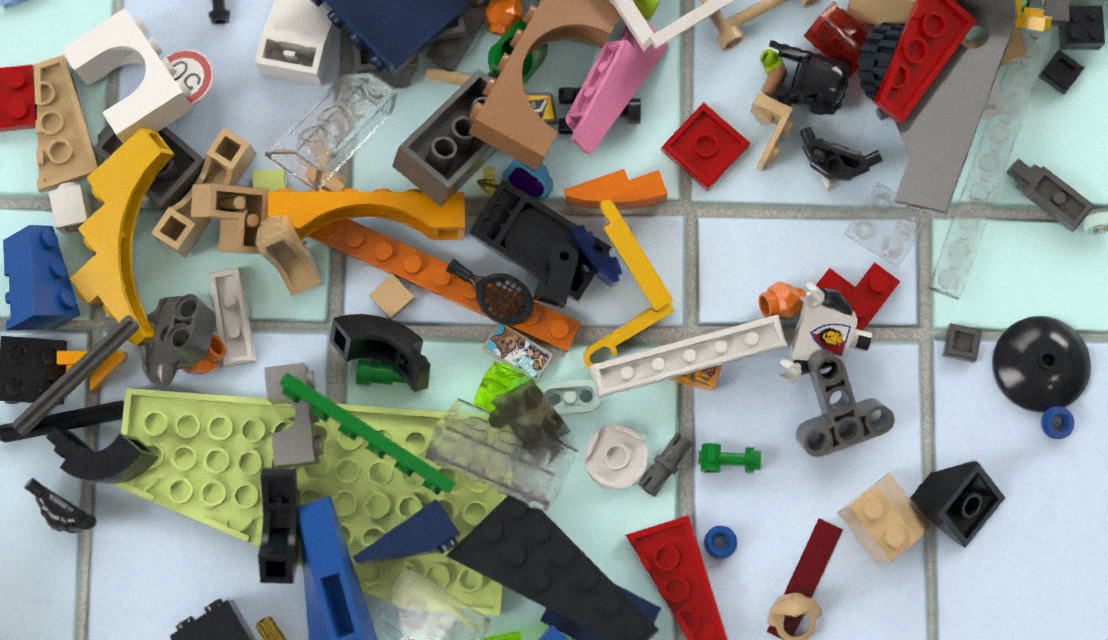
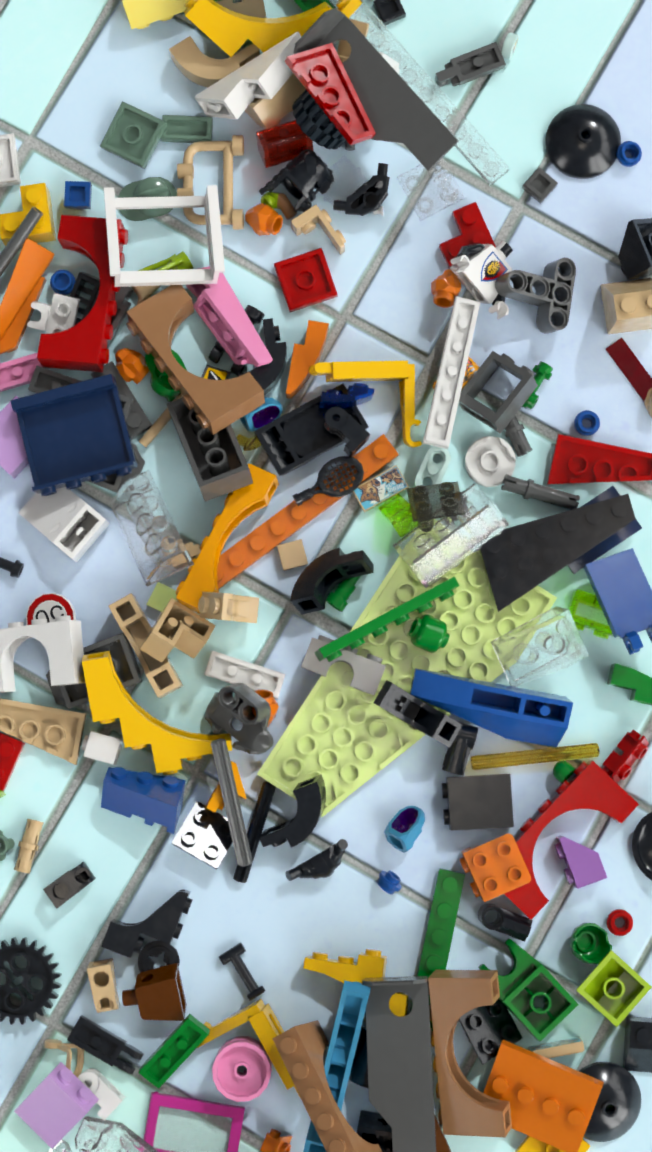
camera: 60 degrees left, 5 degrees up
(80, 599) = (389, 882): none -> blue plate
(150, 584) = (405, 828): none -> dark azure rock
(270, 597) = (458, 753): none -> black piece
(379, 490) = (429, 633): none -> green head
(418, 535) = (475, 620): dark blue slope -> none
(570, 161) = (270, 374): none -> black arch
(606, 516) = (529, 489): none -> dark grey pin
(696, 443) = (497, 420): none -> dark grey window
(744, 65) = (264, 219): none -> orange rock

